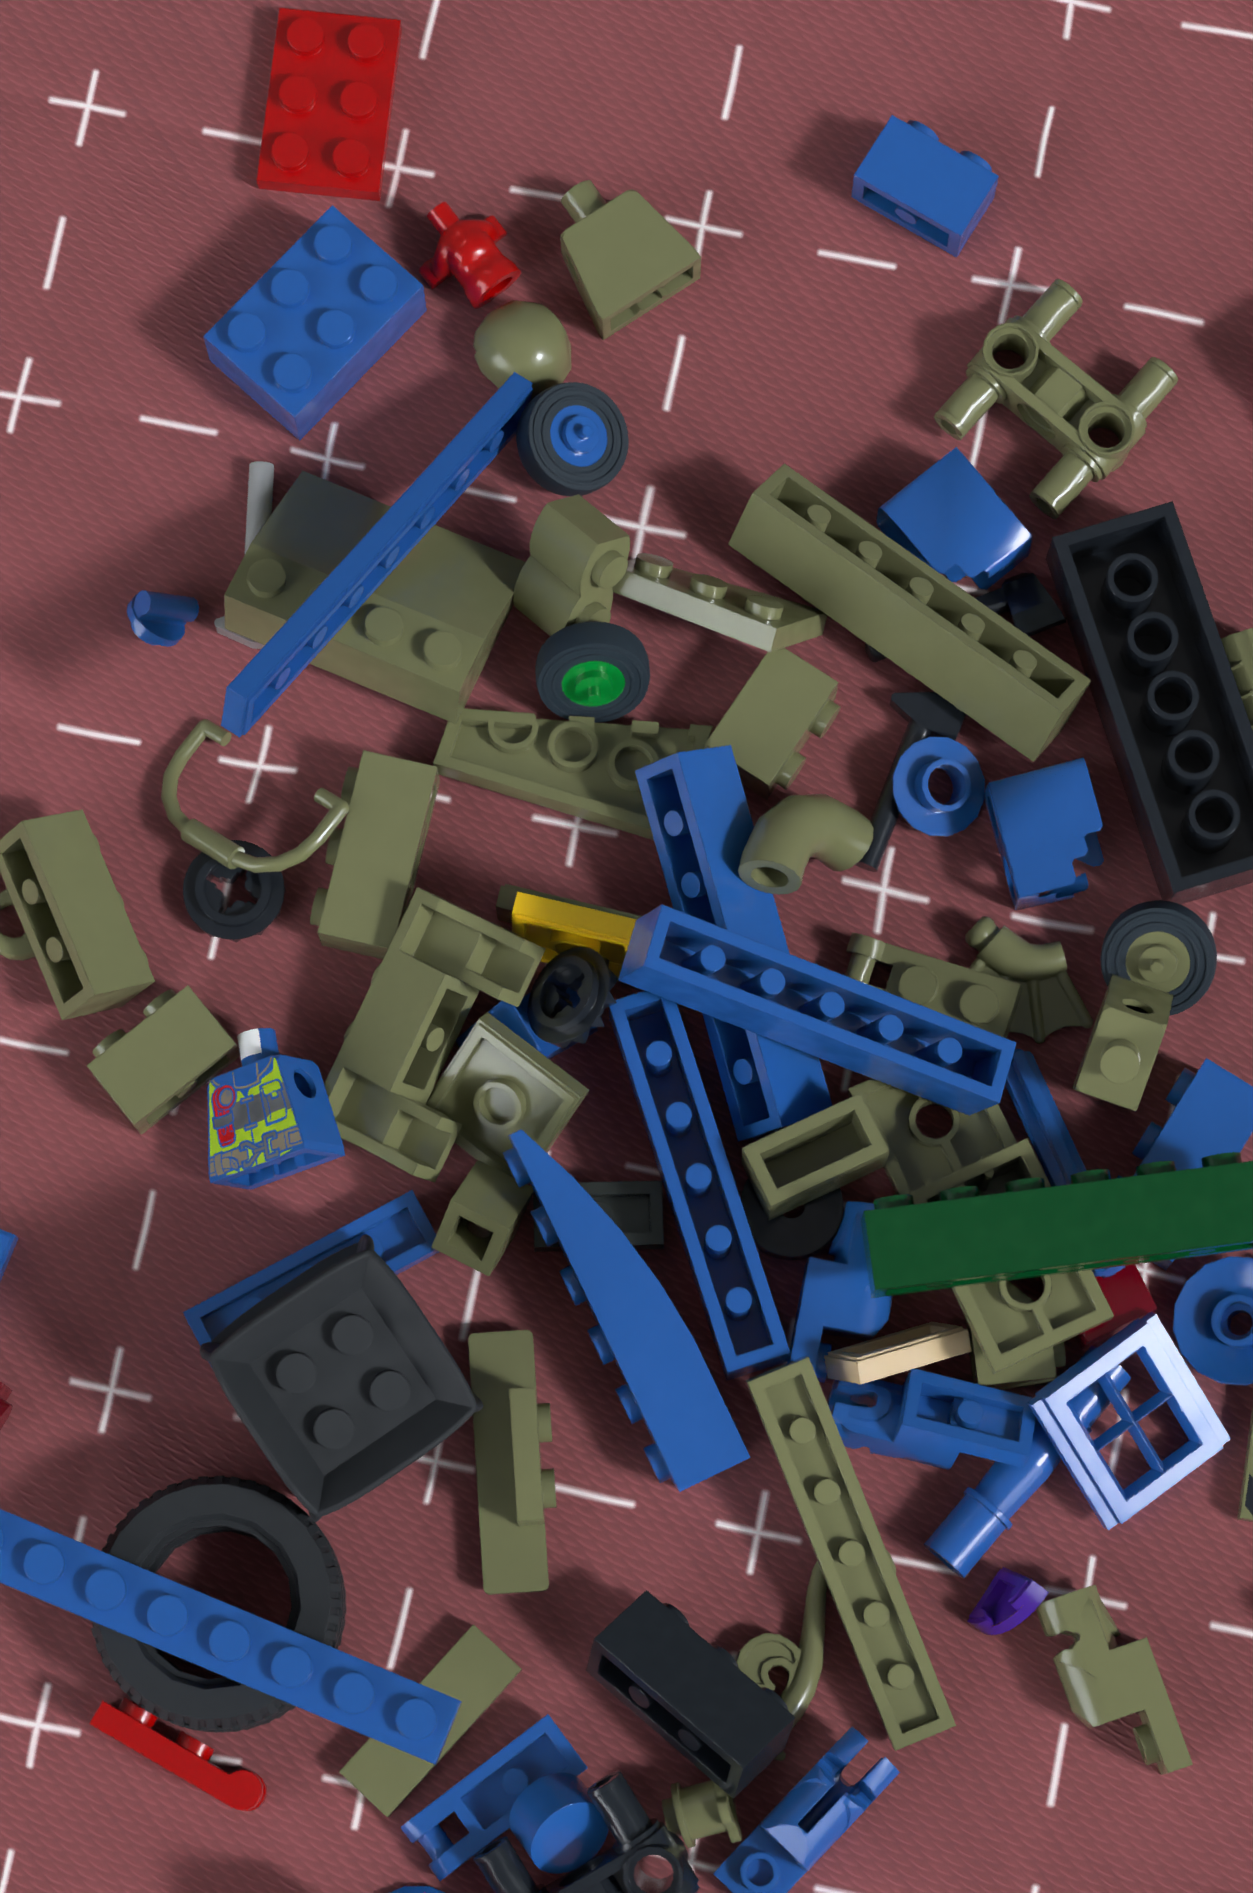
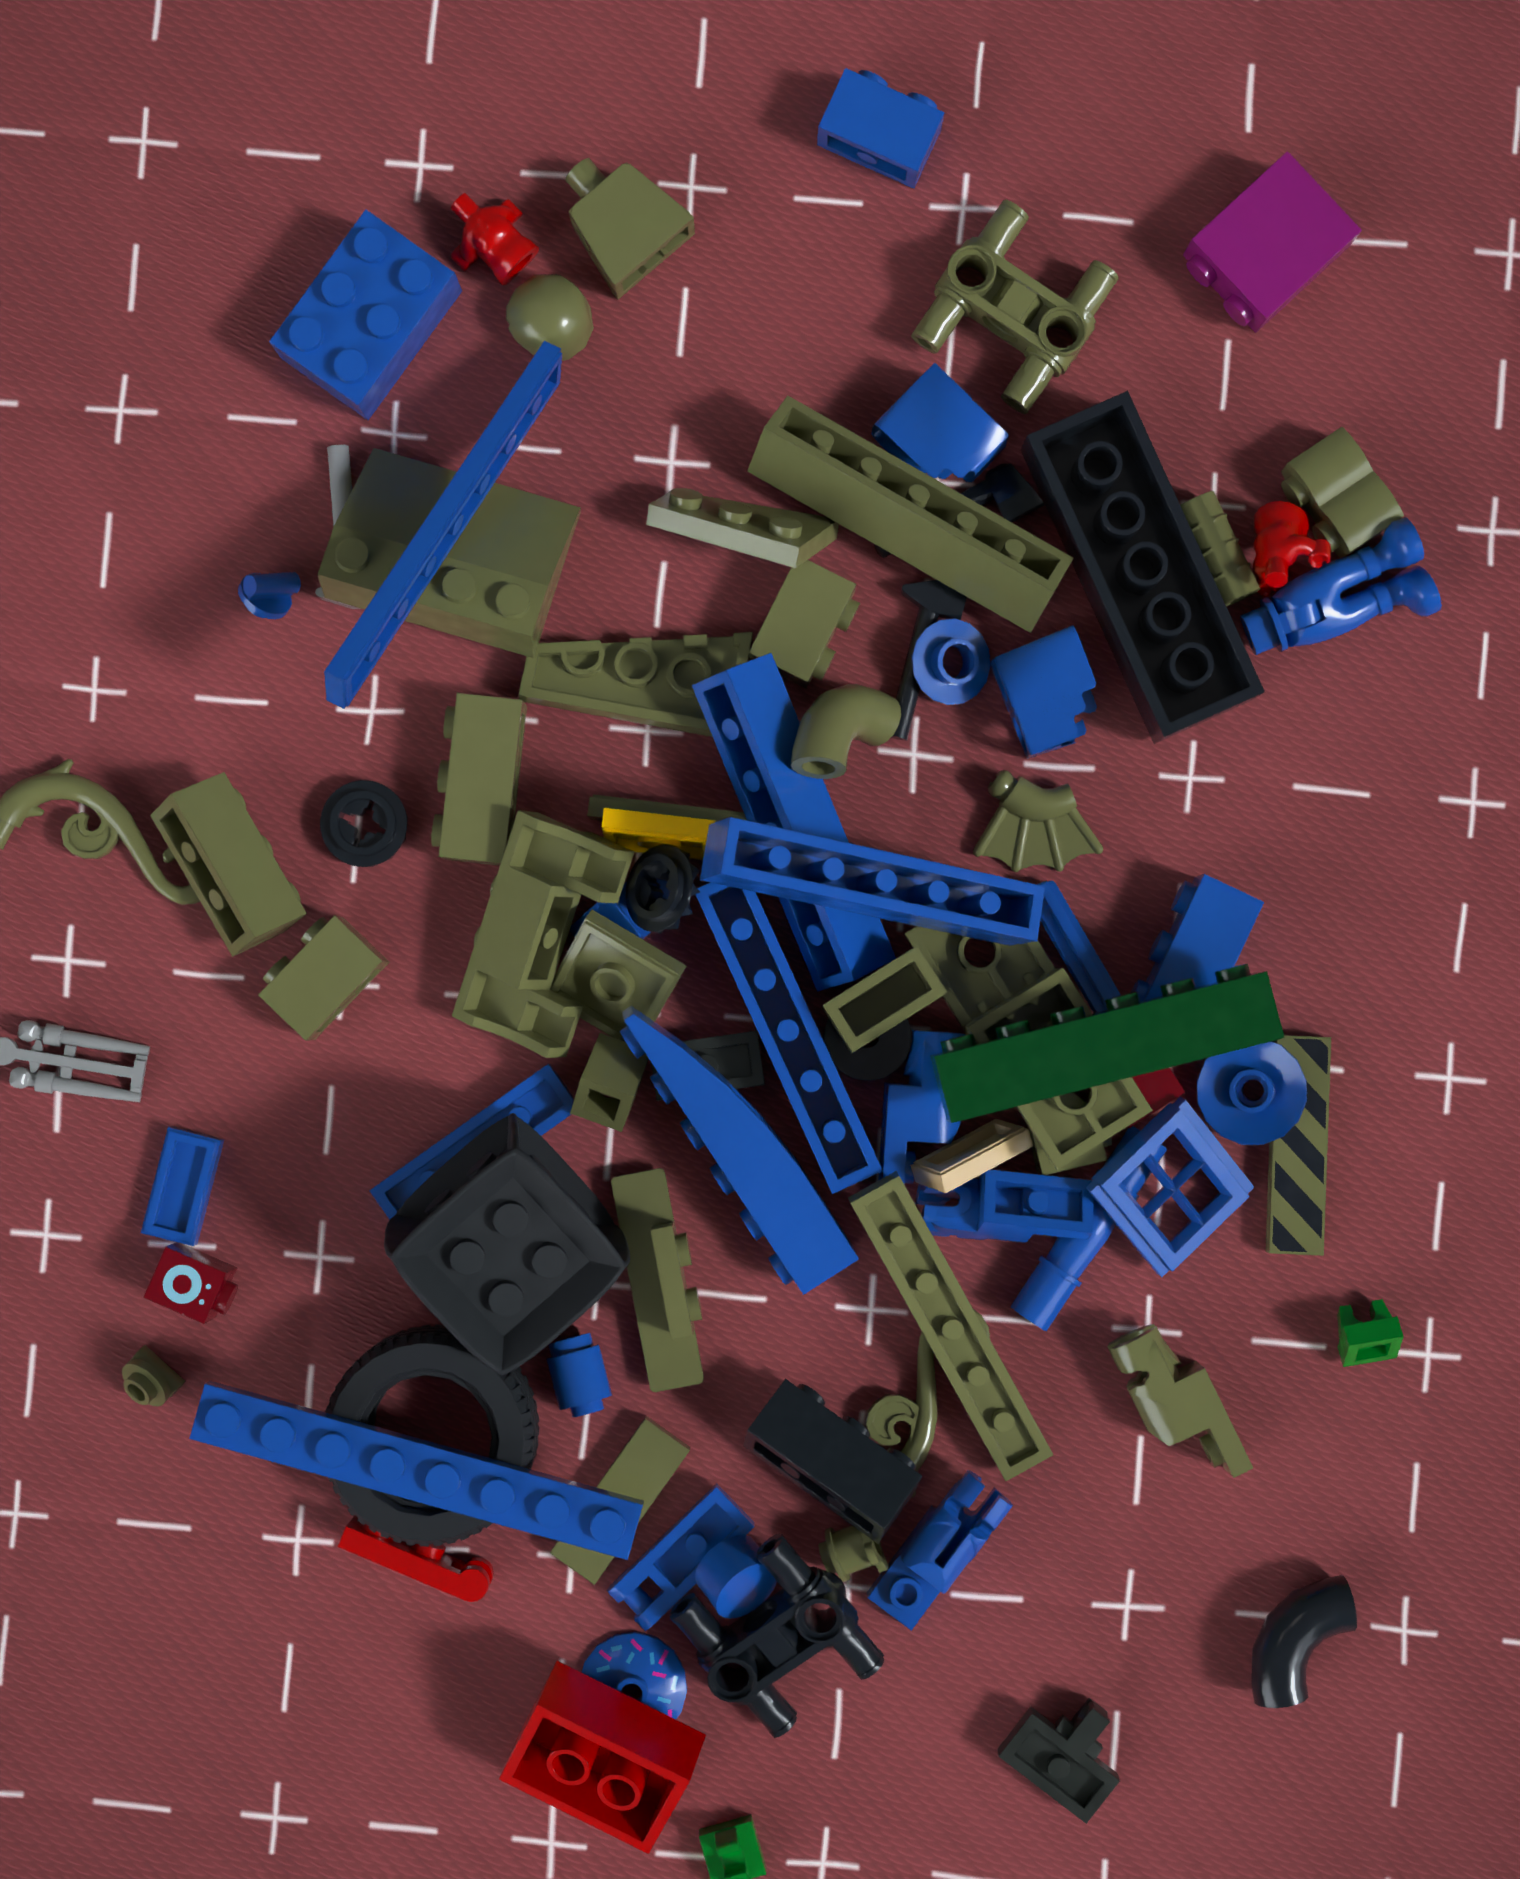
camera: 10 degrees left, 10 degrees up
(217, 845) = (345, 790): olive piece -> none
(268, 1116) = (418, 1017): blue torso -> none
(329, 104) = (353, 114): red plate -> none
(400, 1561) = (578, 1375): none -> blue brick
(571, 566) = (616, 513): olive brick -> none
(572, 439) = (601, 393): black wheel -> none
(592, 671) = (644, 599): black wheel -> none
(938, 984) = (964, 840): olive plate -> none
(1006, 1602) = (1084, 1347): dark purple tile -> none
(1124, 1043) = (1131, 875): olive torso -> none
(1161, 948) = (1154, 790): black wheel -> none

